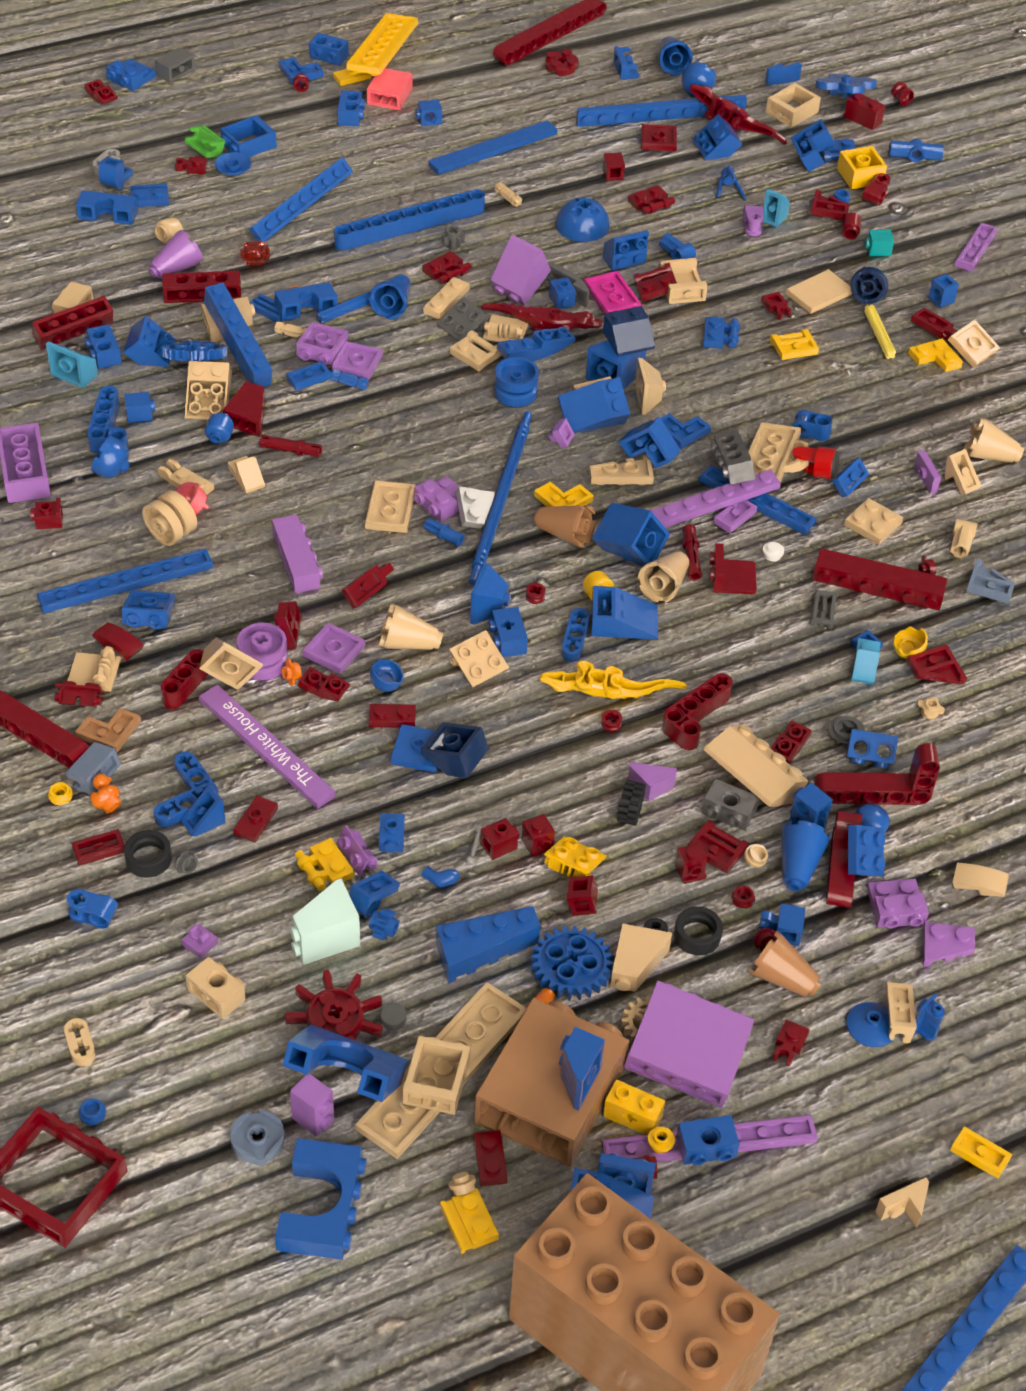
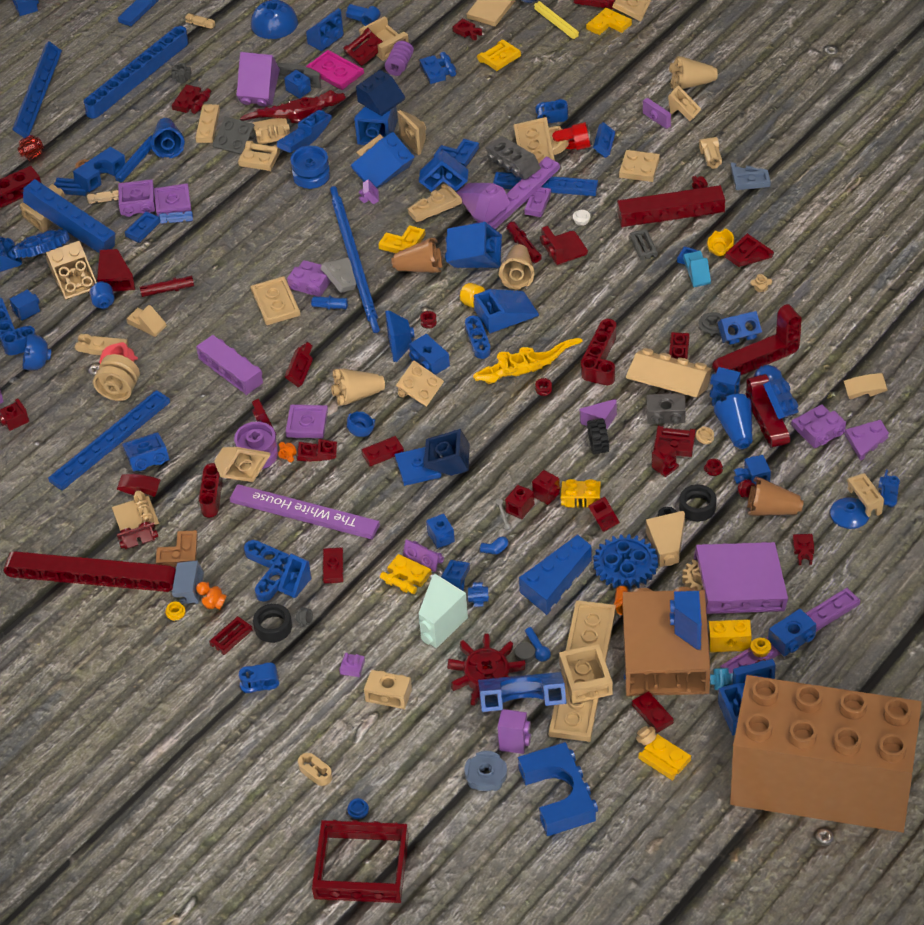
camera: 20 degrees left, 0 degrees up
(413, 1026) = (542, 653): none -> blue bar
(589, 1155) = (721, 678): none -> dark azure gear
(673, 490) = (483, 200): none -> medium lavender wedge
(684, 306) = (399, 58): none -> medium lavender piece

